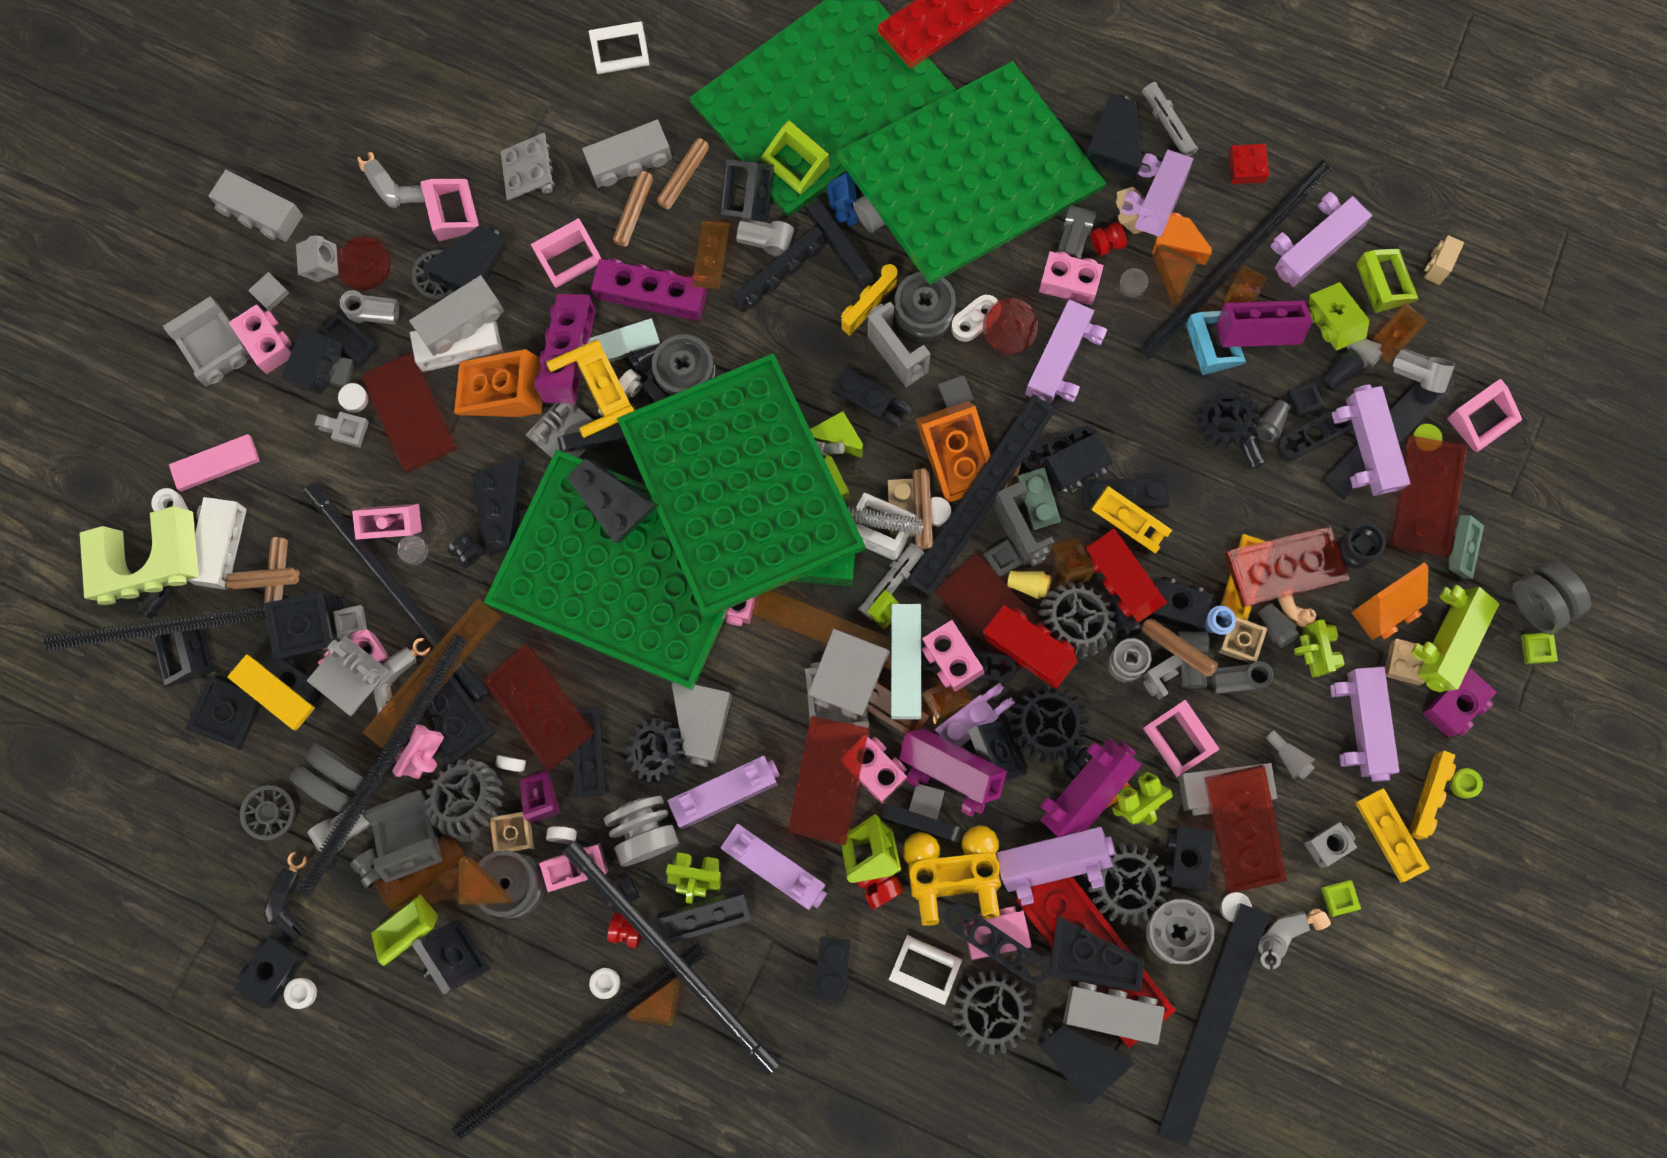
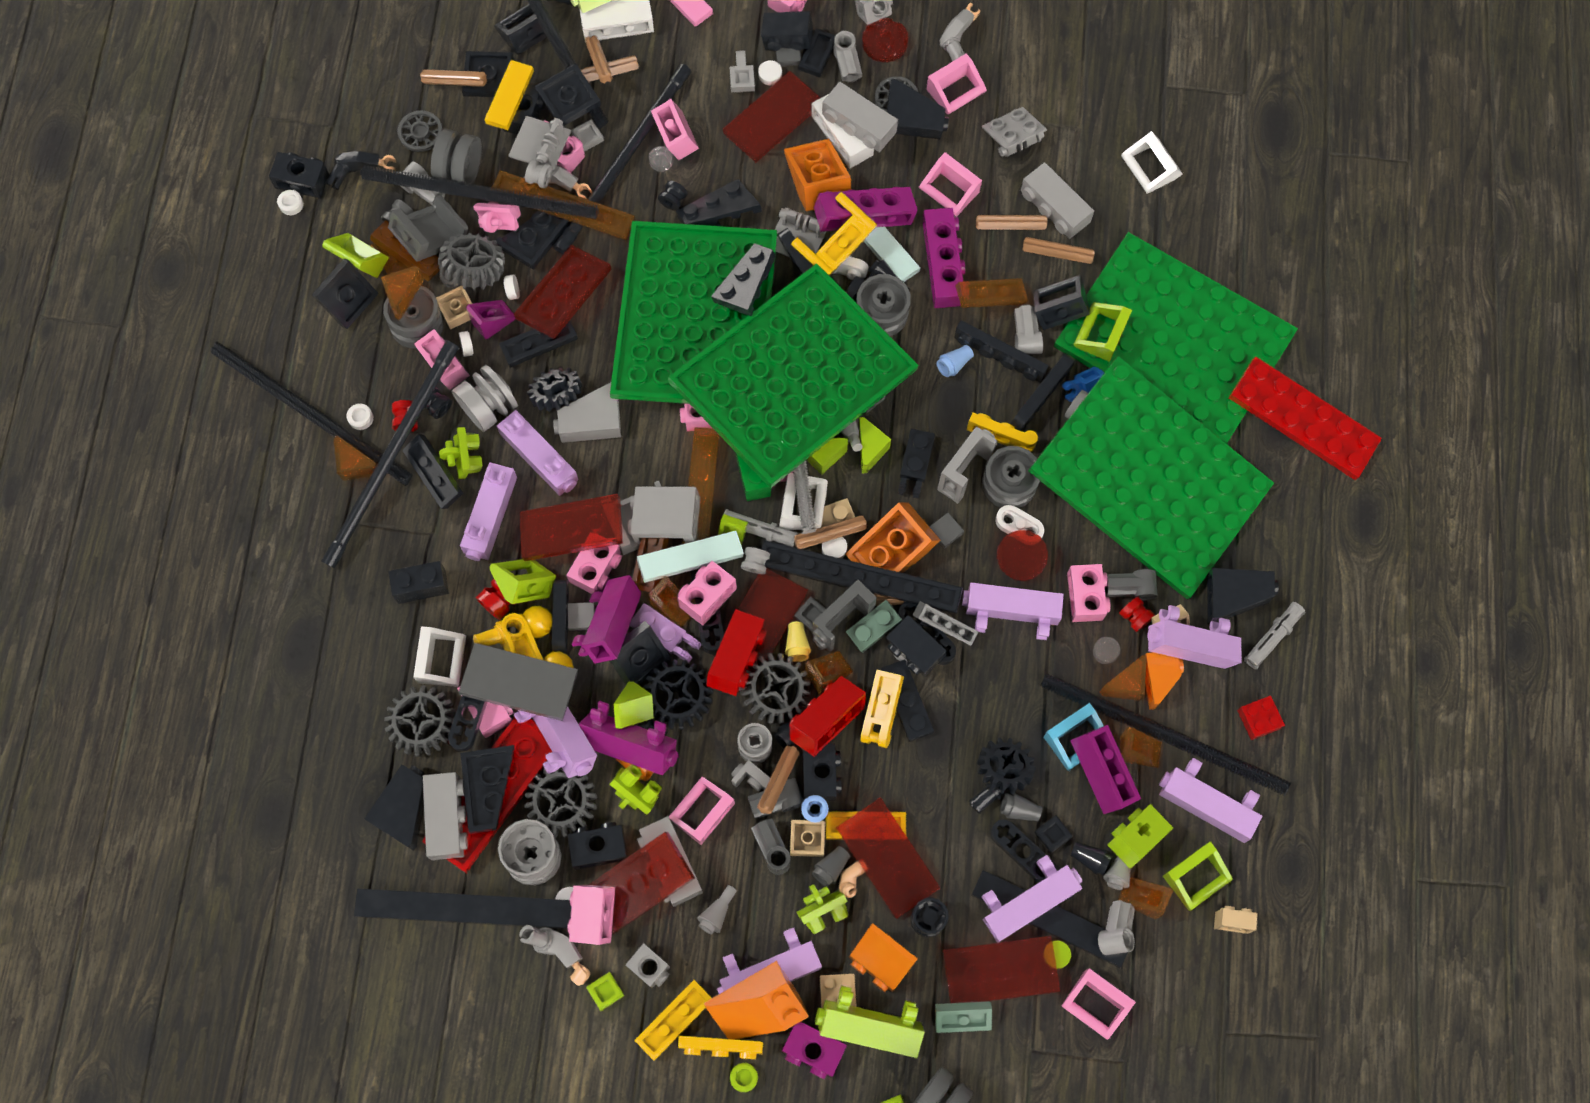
camera: 65 degrees right, 5 degrees down
(216, 753) = (460, 78): none -> medium nougat axle
(388, 687) = (538, 173): none -> light grey wheel
(772, 321) = (952, 362): none -> light blue cone
(930, 595) = (755, 560): none -> light grey wheel
(995, 887) = (518, 682): none -> dark grey tile
(1054, 770) = (633, 706): none -> lime slope
(1062, 425) = (945, 623): none -> piece
(1264, 886) = (591, 914): none -> bright pink brick
(1409, 739) = (758, 1005): none -> orange slope

